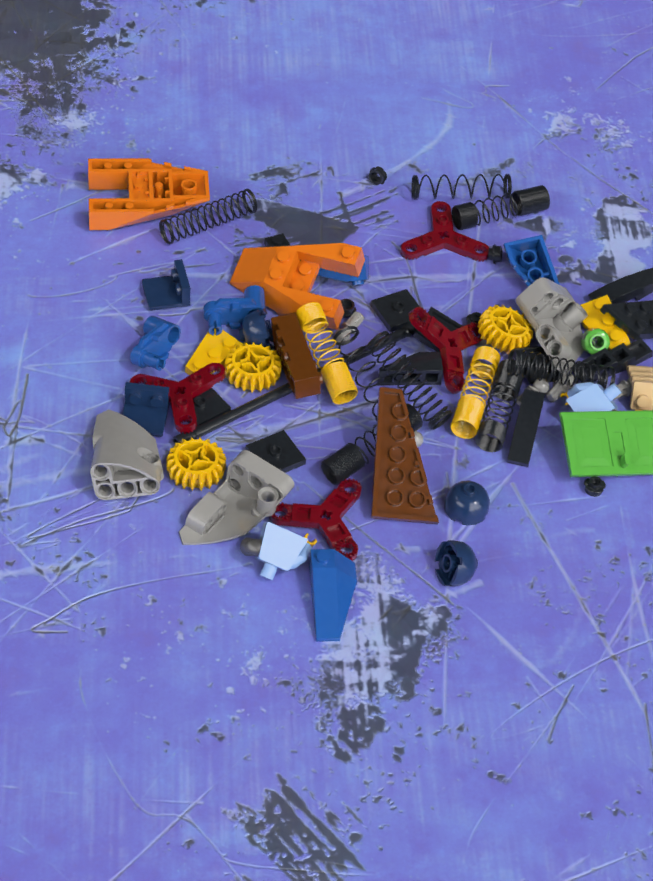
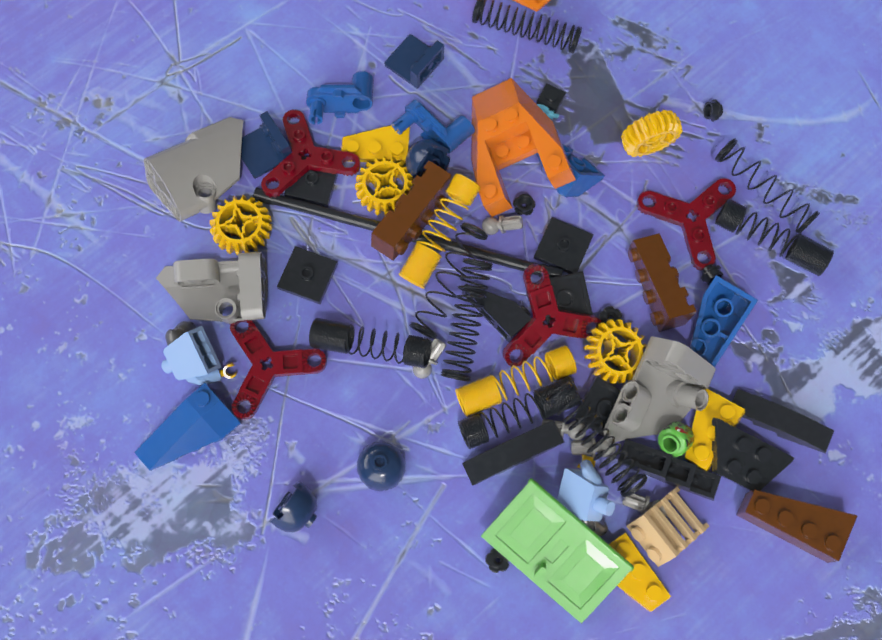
camera: 55 degrees right, 25 degrees up
(366, 209) = (651, 133): none -> yellow gear
(399, 475) = (349, 391): reddish brown wing -> none
(479, 278) = (660, 283): none -> reddish brown wedge

